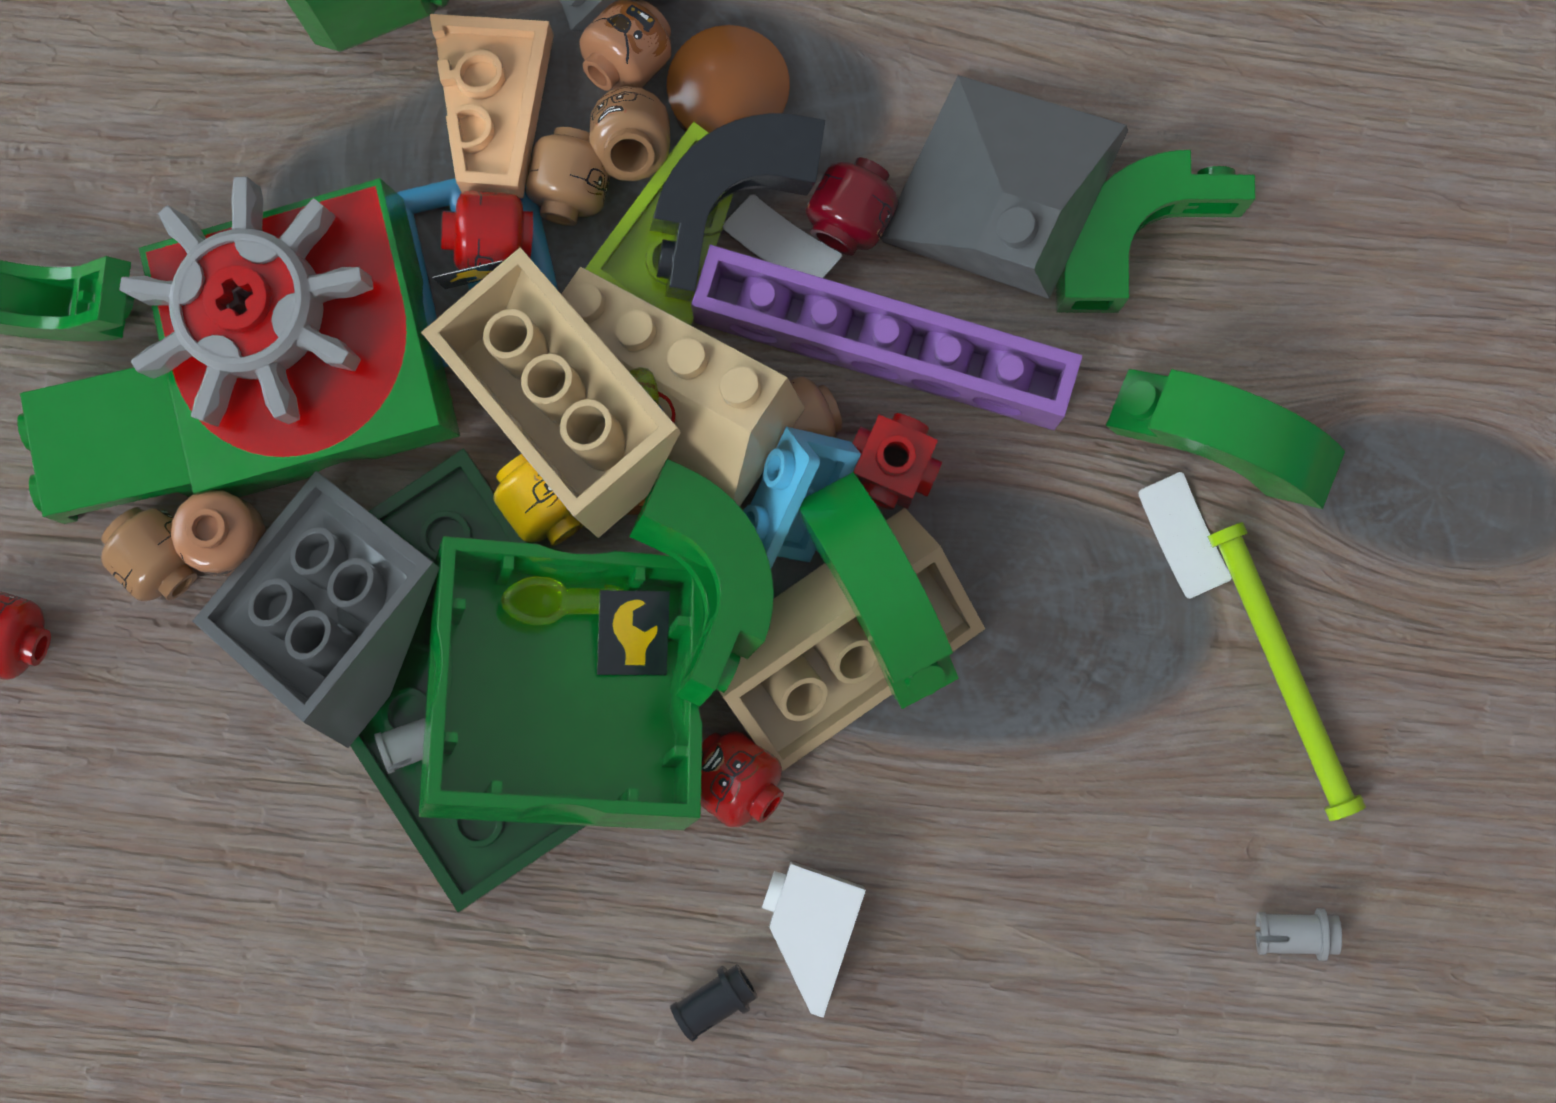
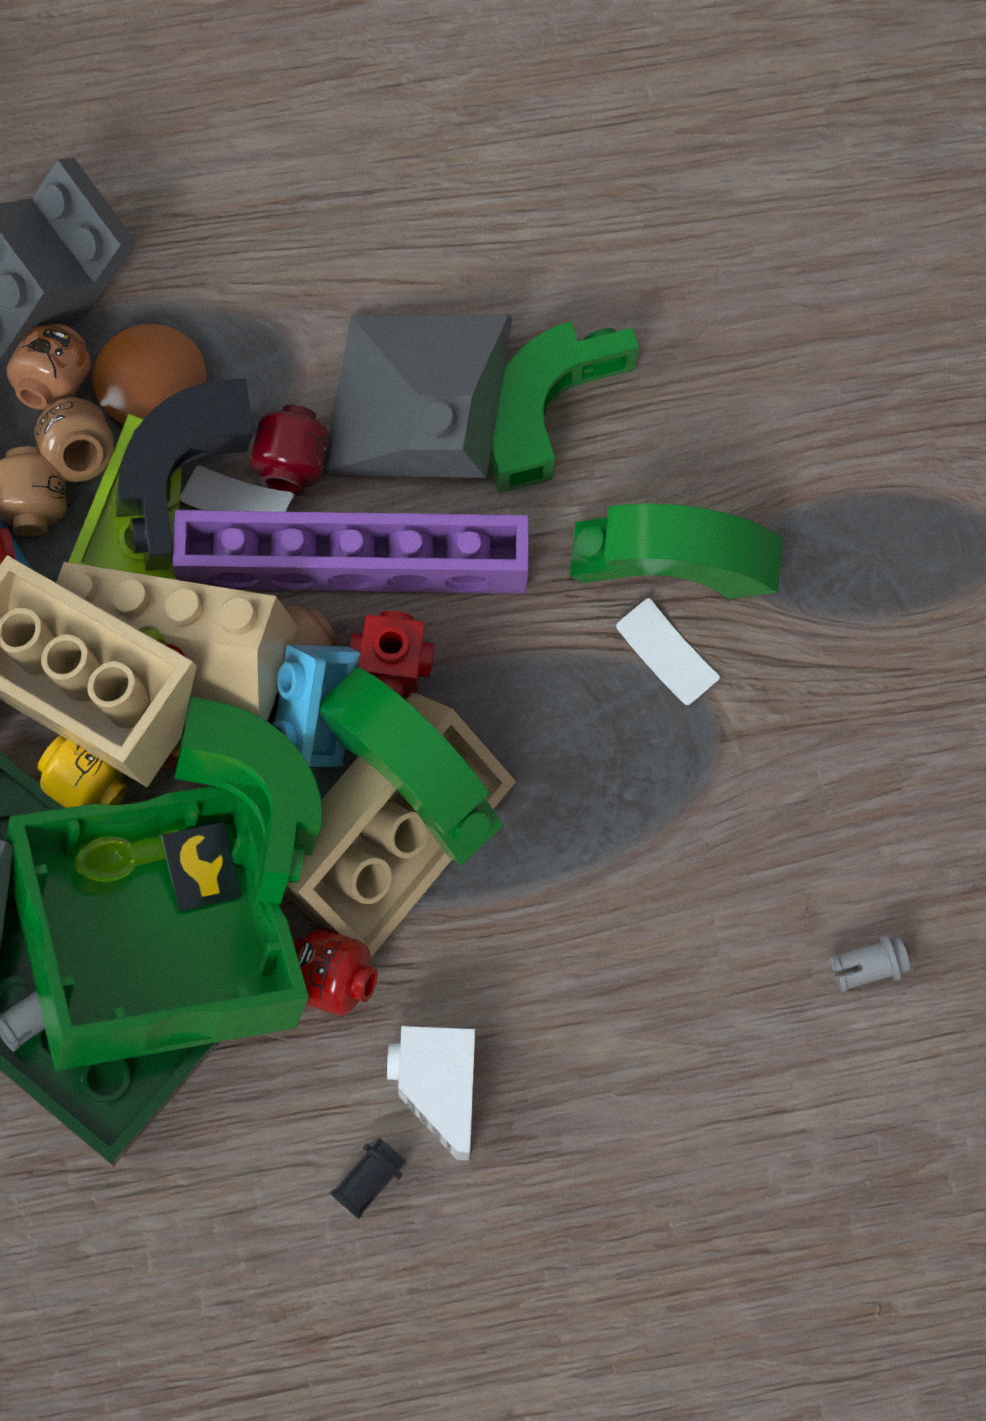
camera: 25 degrees left, 10 degrees down
(1287, 673) = (790, 741): lime bar -> none

